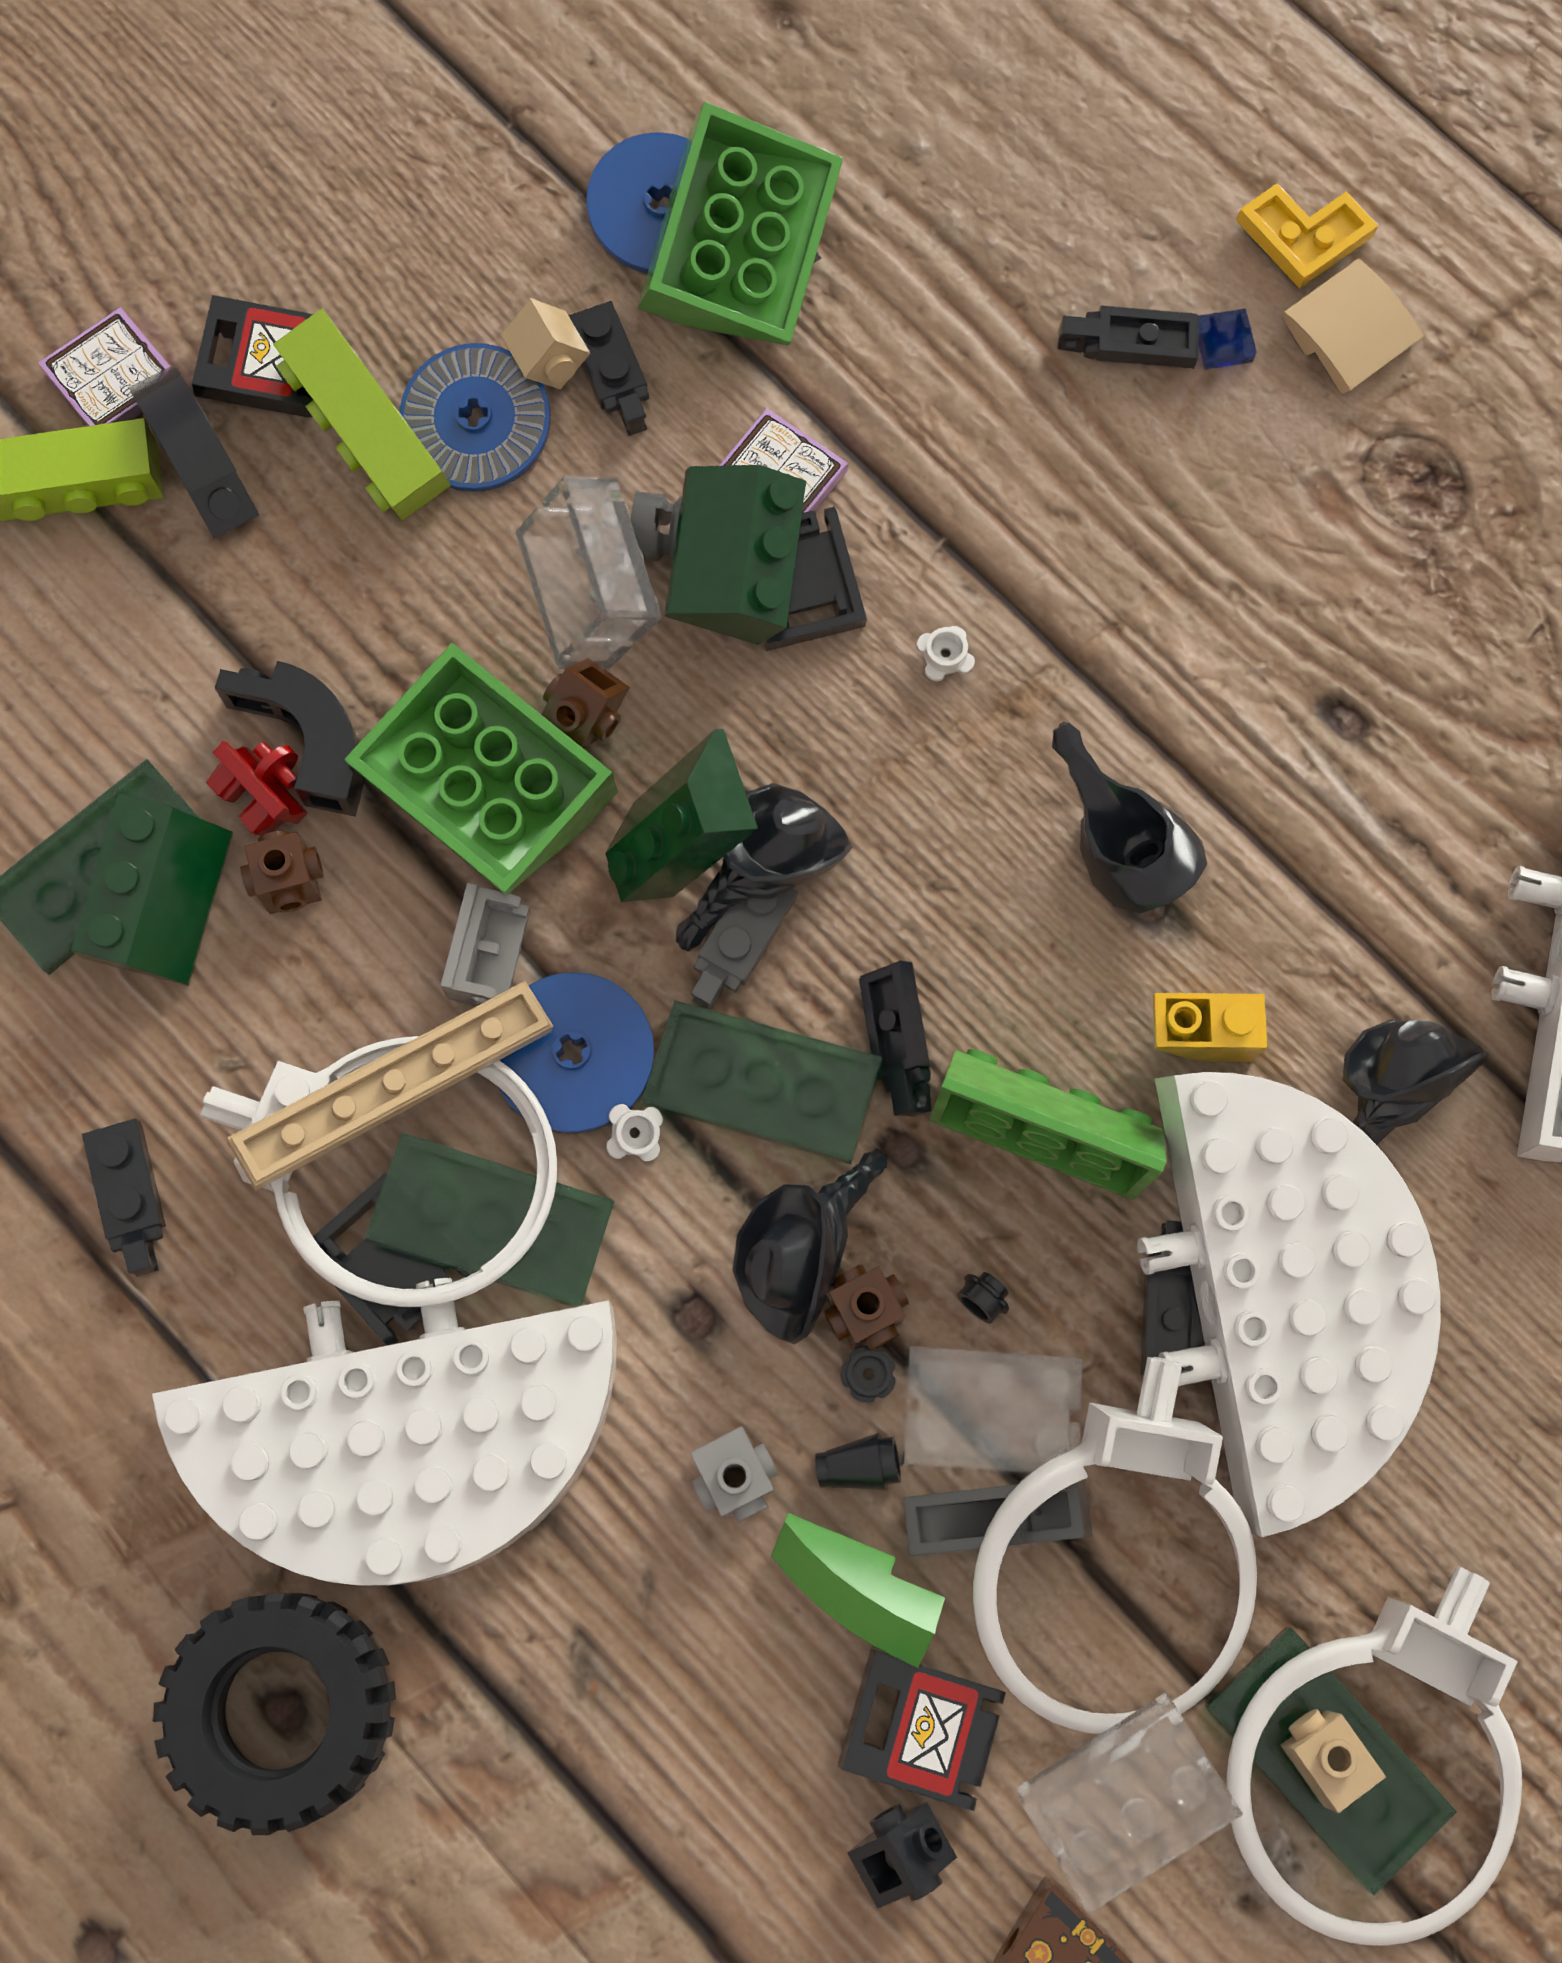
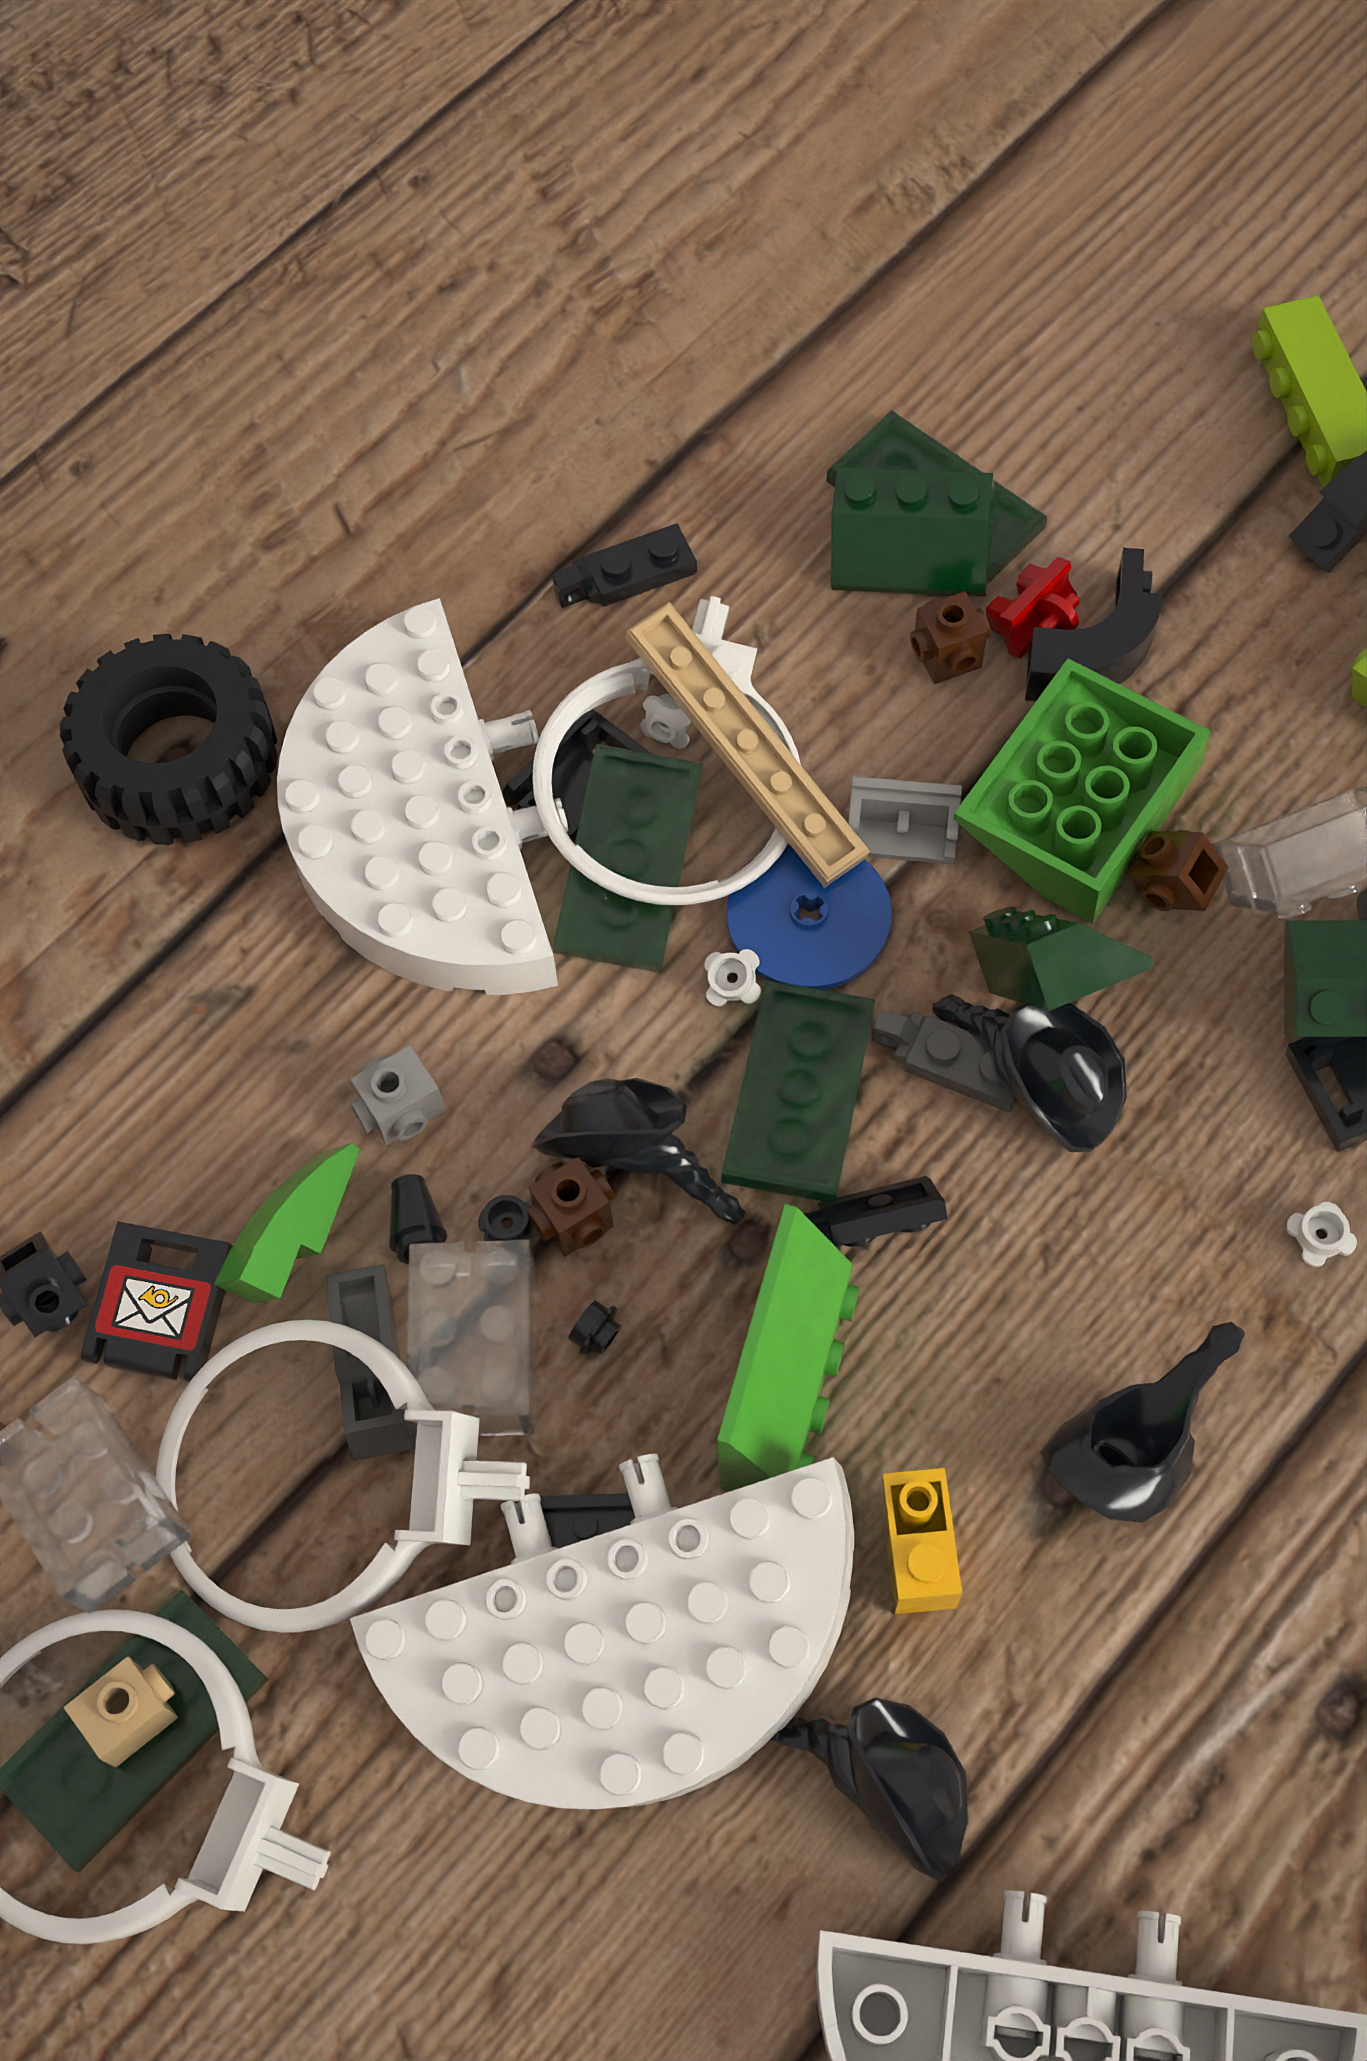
camera: 90 degrees right, 10 degrees down
(332, 1170) = (665, 721): none -> white plate

